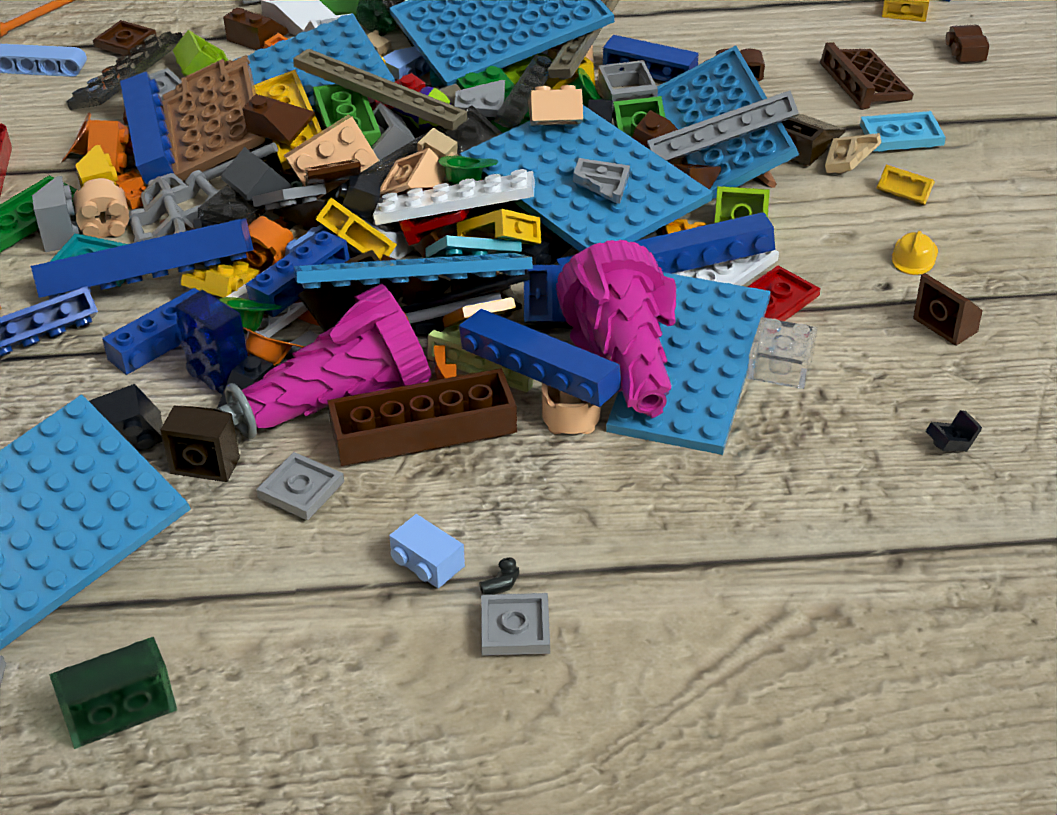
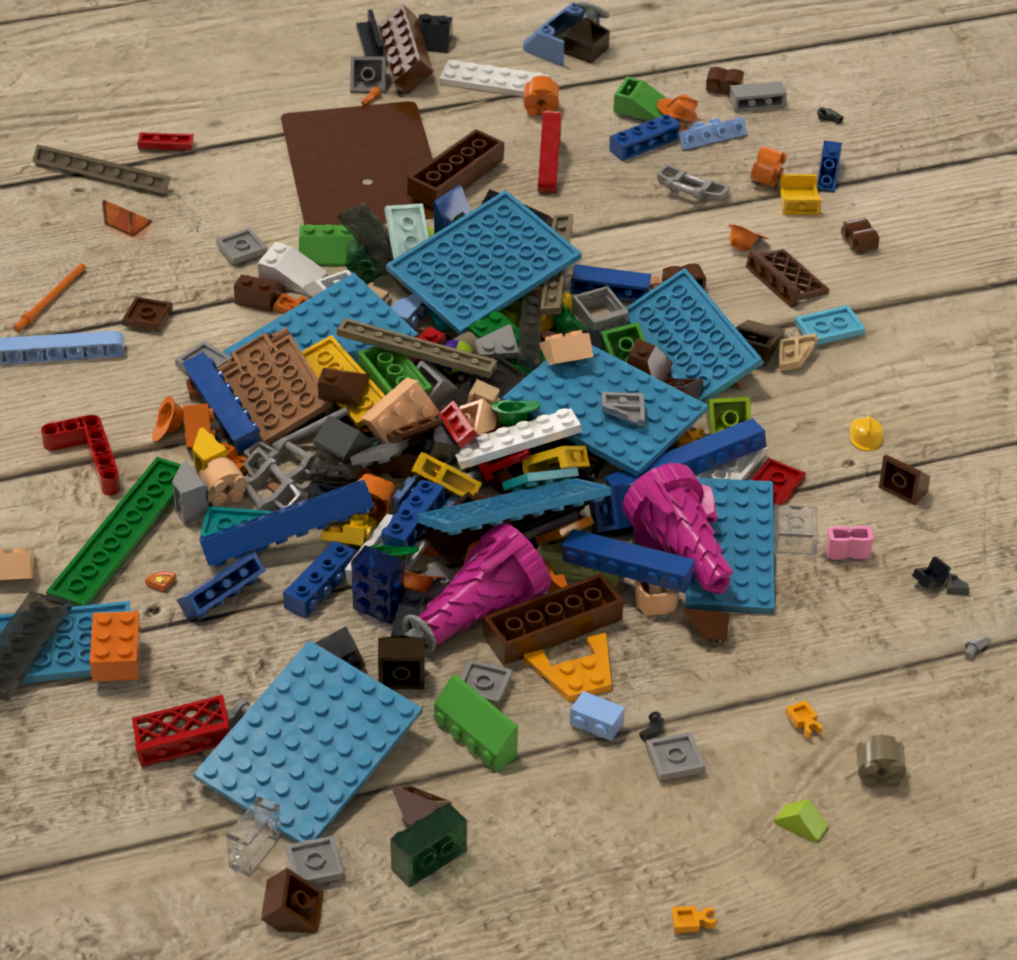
camera: 15 degrees left, 0 degrees up
(129, 623) = (416, 803): none -> reddish brown slope
(139, 60) = (168, 347): clear smoke plate -> none
(196, 53) = (225, 326): lime slope -> none
(260, 538) = (476, 723): none -> bright green slope
(390, 174) = (457, 424): none -> red plate
(433, 496) = (577, 675): none -> light orange wing
(627, 454) = (710, 624): none -> reddish brown slope
(666, 749) = (803, 820): none -> lime slope
(715, 597) = (804, 716): none -> light orange plate
(725, 127) = (700, 347): light grey plate -> none
(805, 680) = (881, 761): none -> dark tan brick
(824, 30) = (742, 238): none -> orange piece
(849, 377) = (849, 542): none -> bright pink brick
(905, 184) = (845, 374): yellow plate -> none
(986, 453) = (956, 586): none -> dark grey tile
(993, 538) = (975, 645): none -> light grey bar

